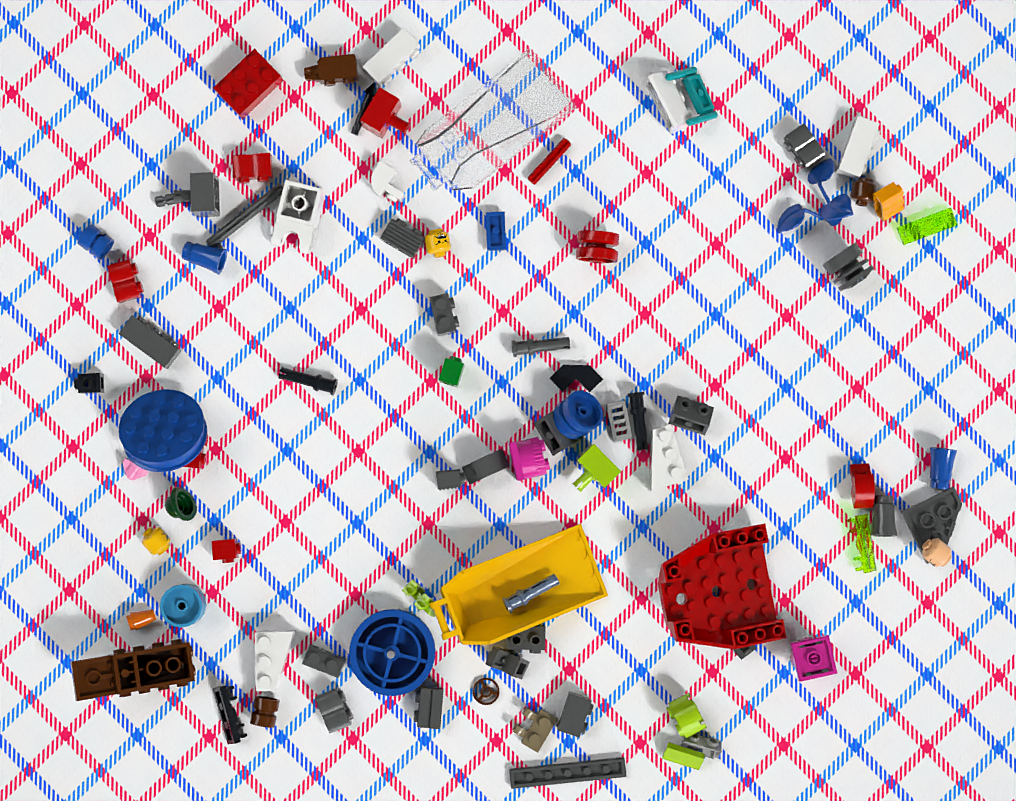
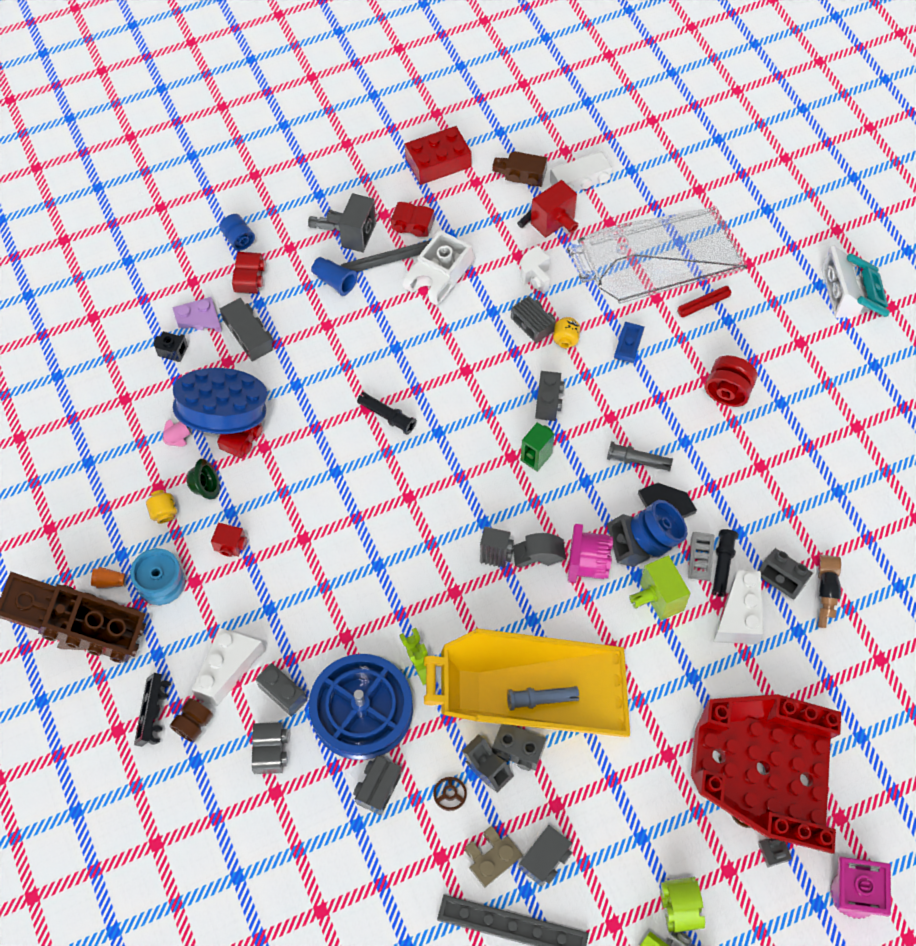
camera: 25 degrees right, 25 degrees down
(99, 340) = (197, 315): none -> lavender wing
(730, 414) = (829, 587): none -> medium nougat piece

